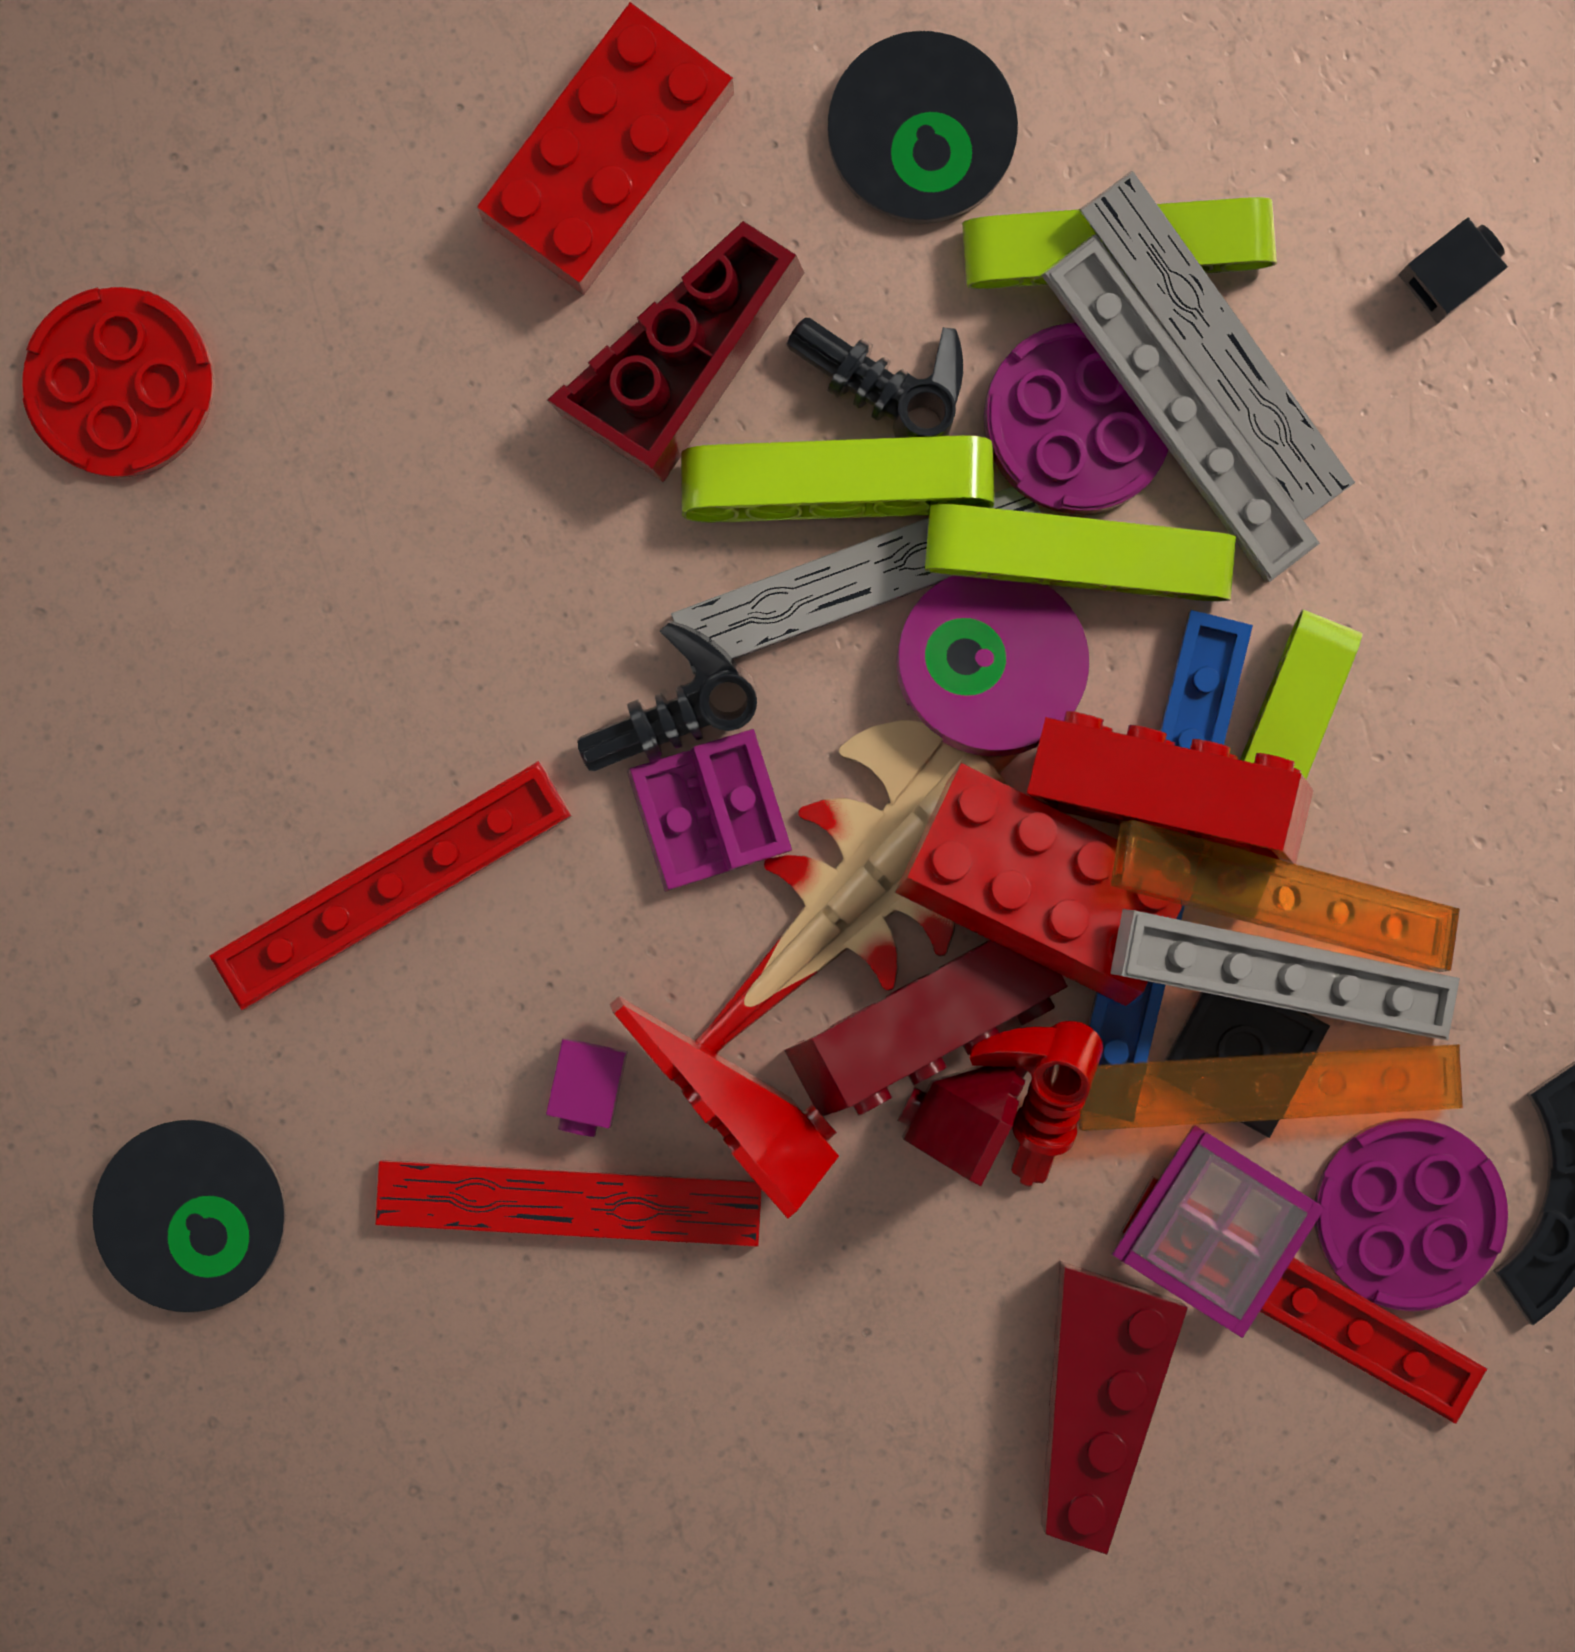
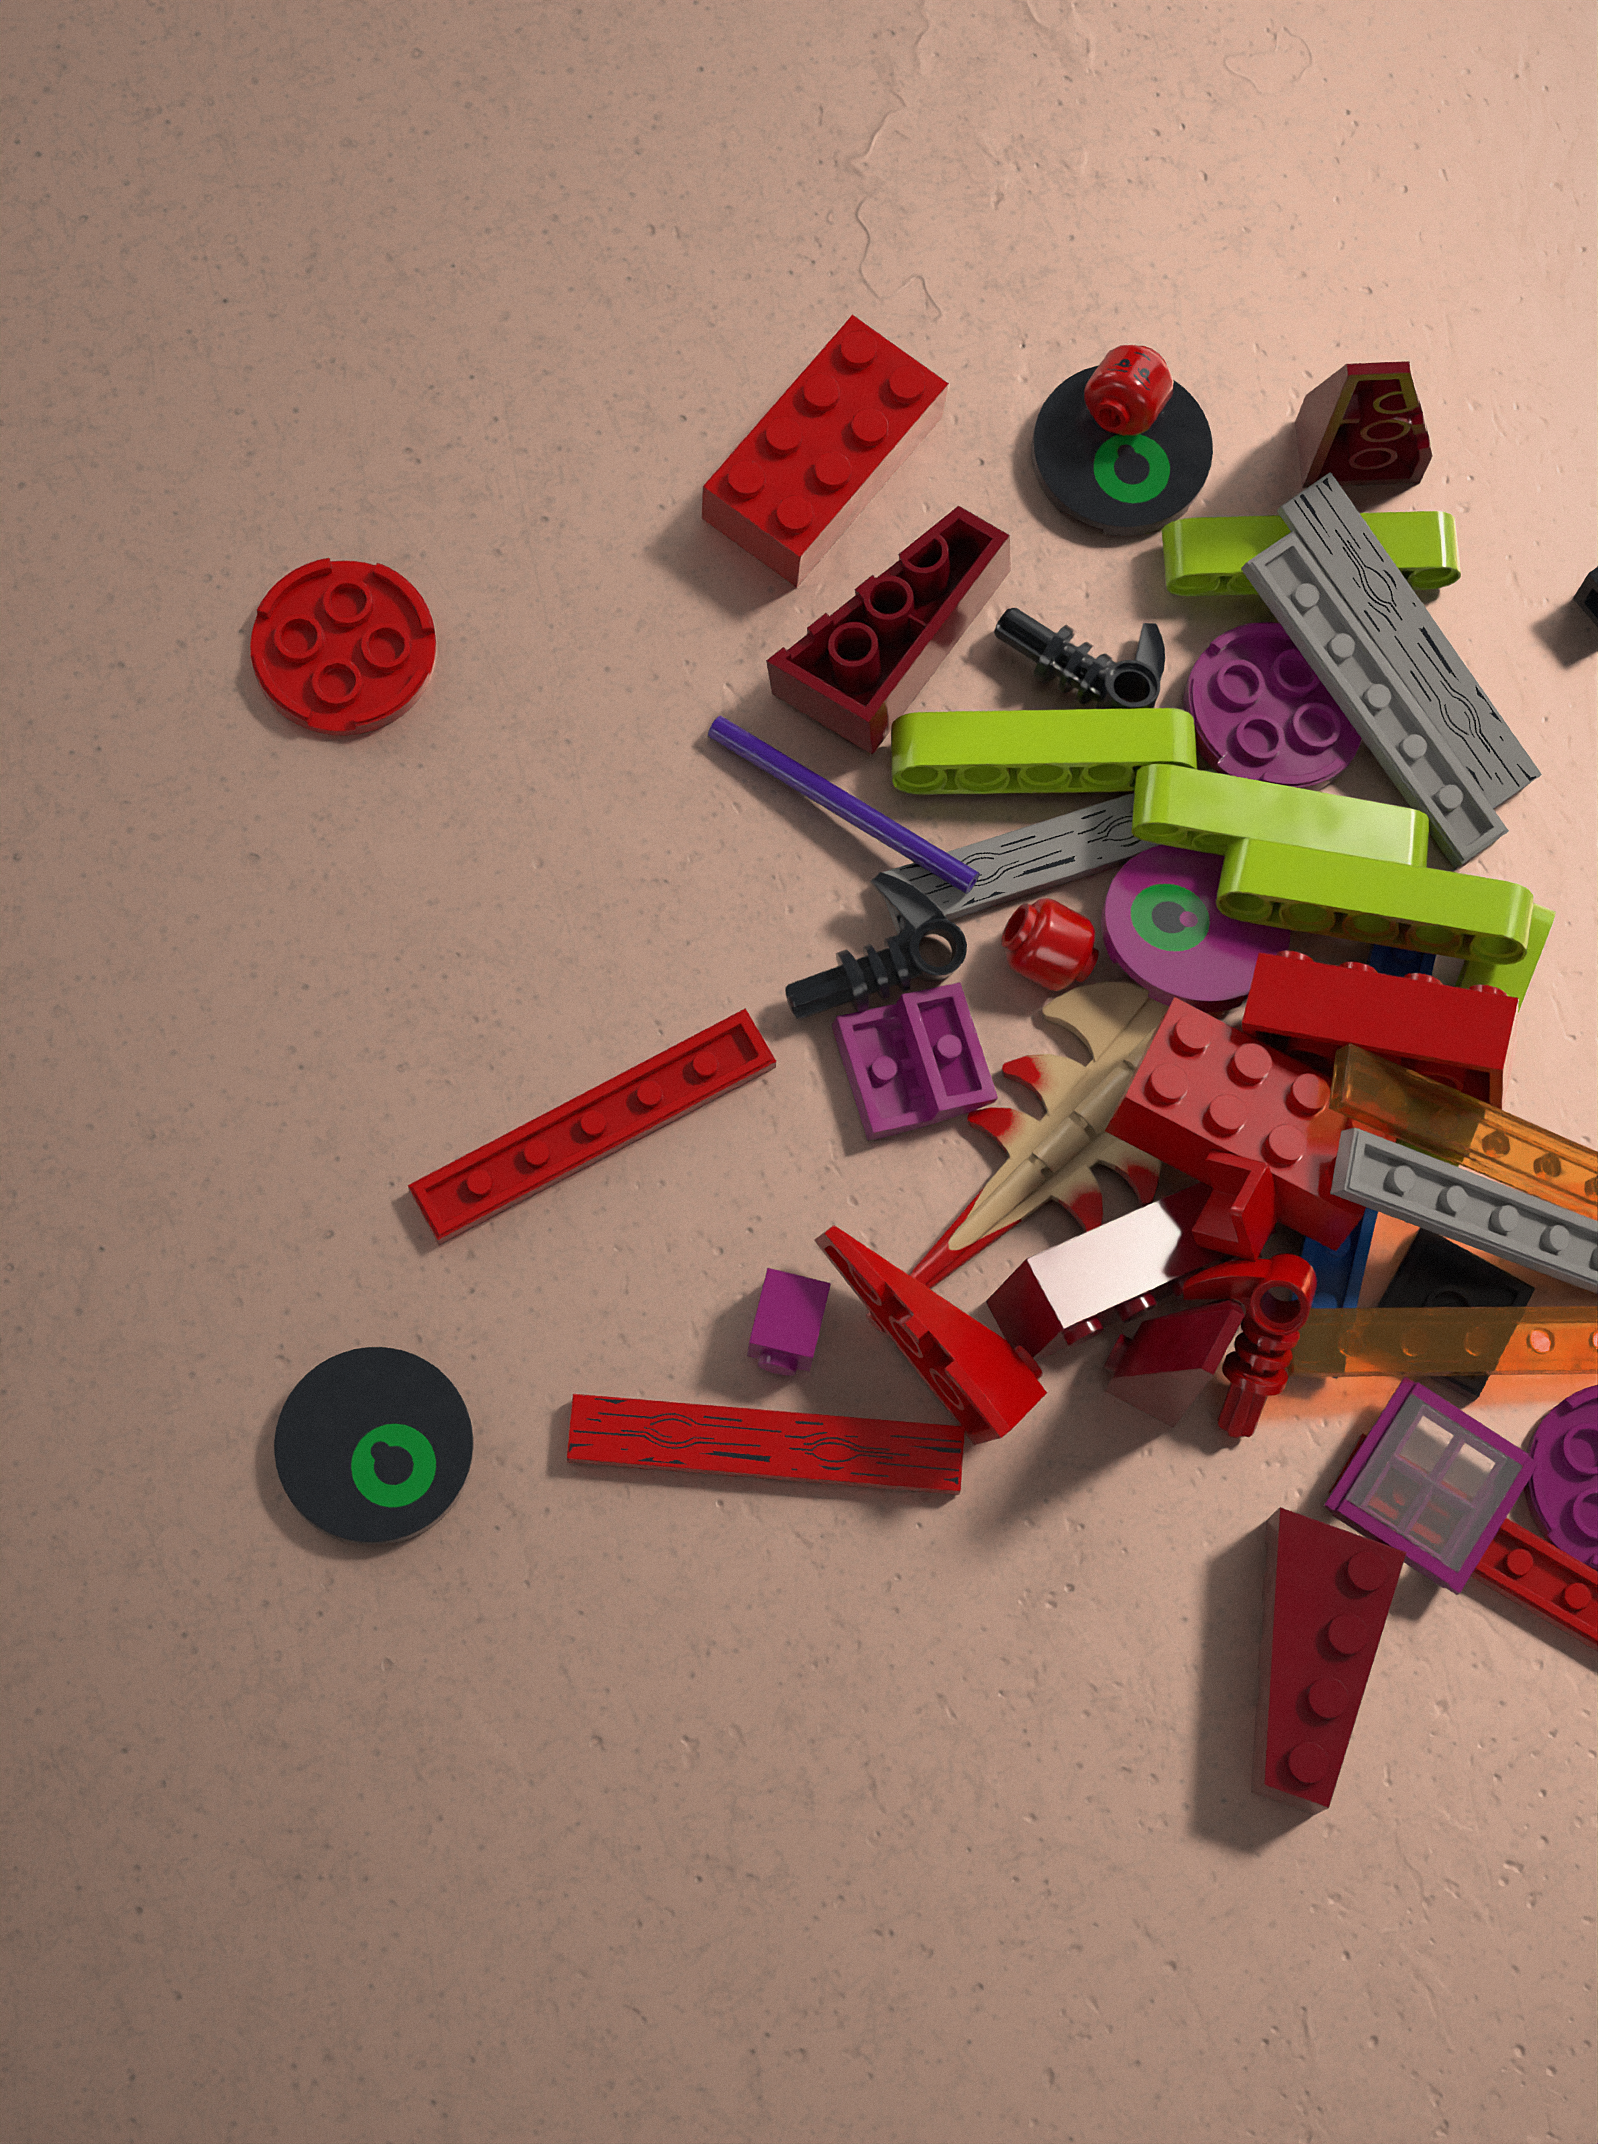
camera: 10 degrees left, 15 degrees down
(632, 540) = (843, 804): none -> dark purple piece
(844, 686) = (1050, 944): none -> red head
(925, 72) = (1129, 387): none -> red head
(1024, 979) = (1239, 1208): none -> red panel
(1167, 113) = (1364, 427): none -> dark red wedge
(1172, 640) = (1375, 901): none -> lime beam

